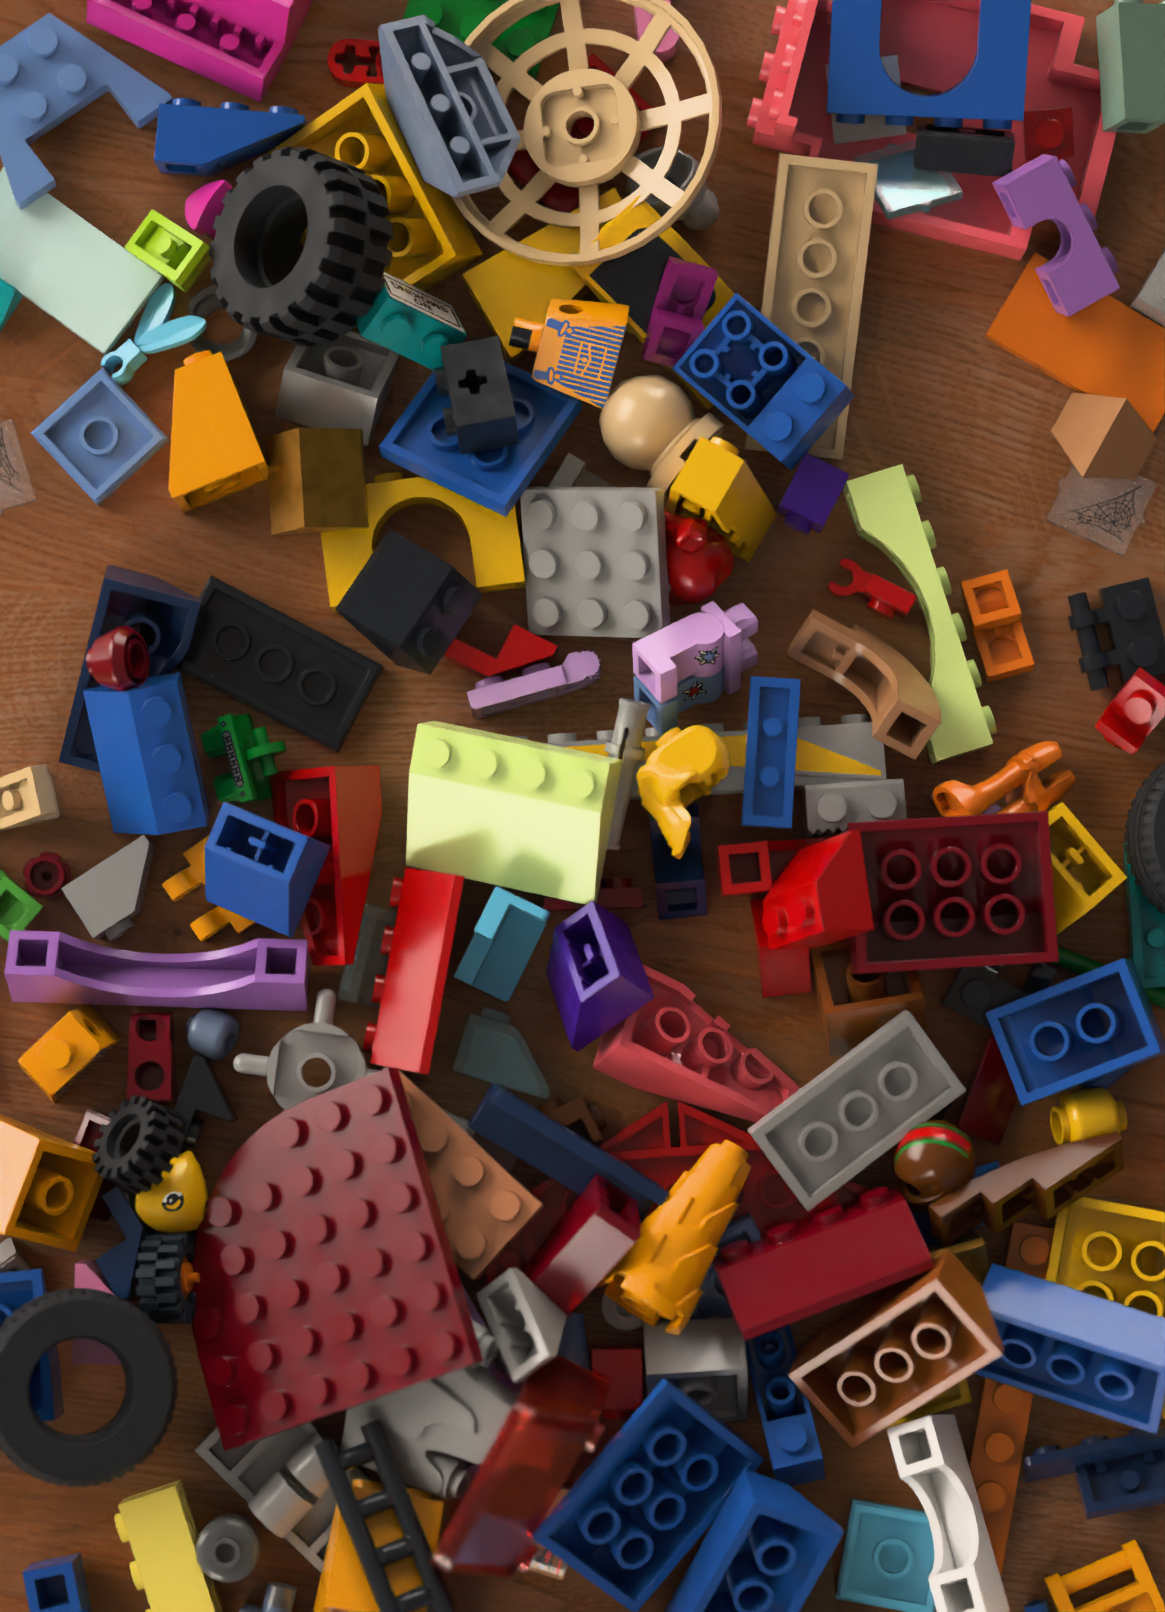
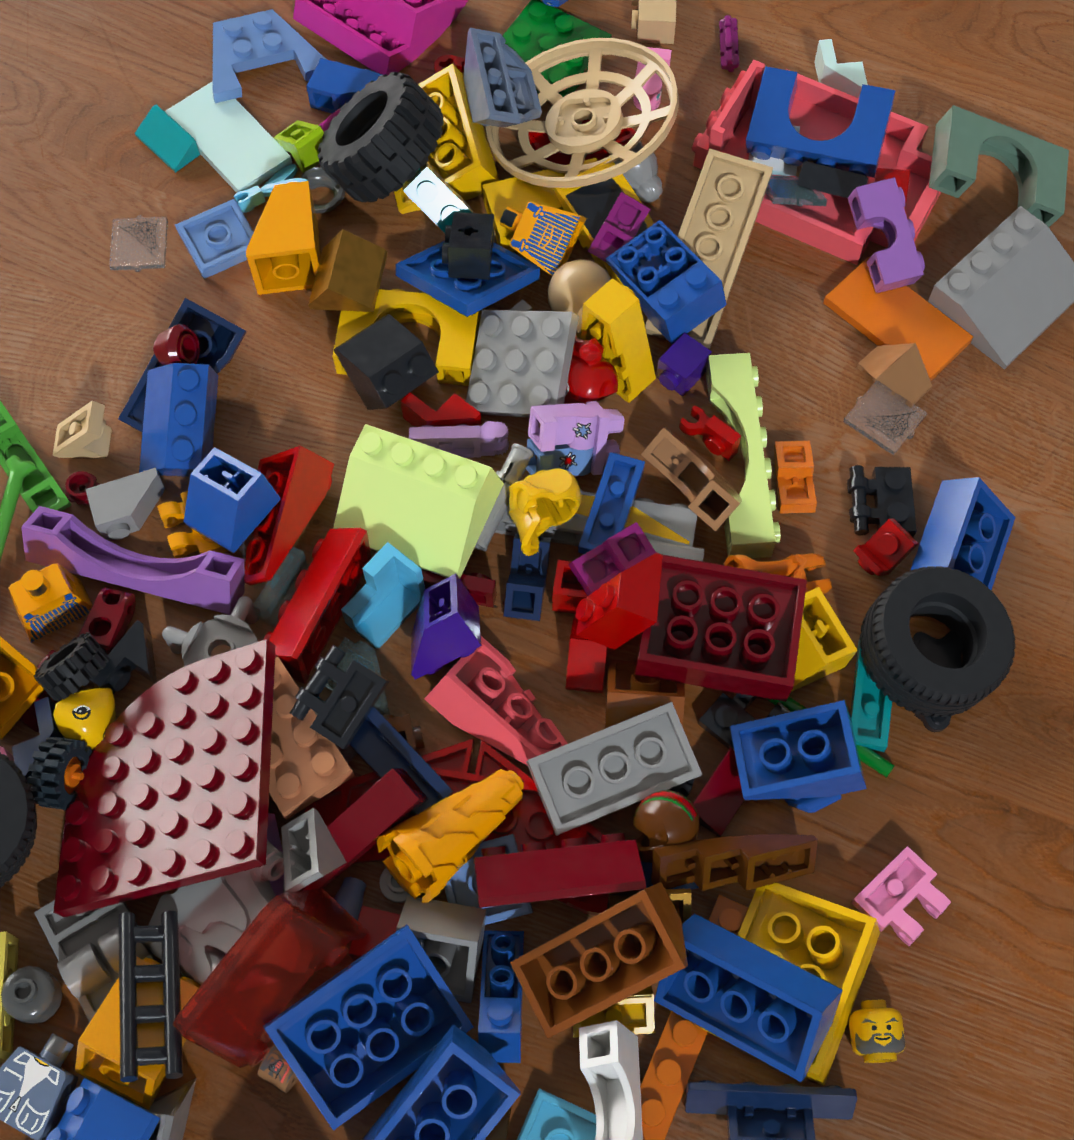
camera: 15 degrees right, 20 degrees down
(212, 1033) = (158, 614): sand blue piece -> none
(248, 755) = (245, 436): green hips -> none
(278, 665) = (286, 393): black tile -> none
(337, 384) = (387, 229): light grey slope -> none
(517, 1129) = (349, 702): none -> black plate
(791, 835) = (611, 558): none -> magenta slope
(1086, 1115) = (794, 820): yellow head -> none

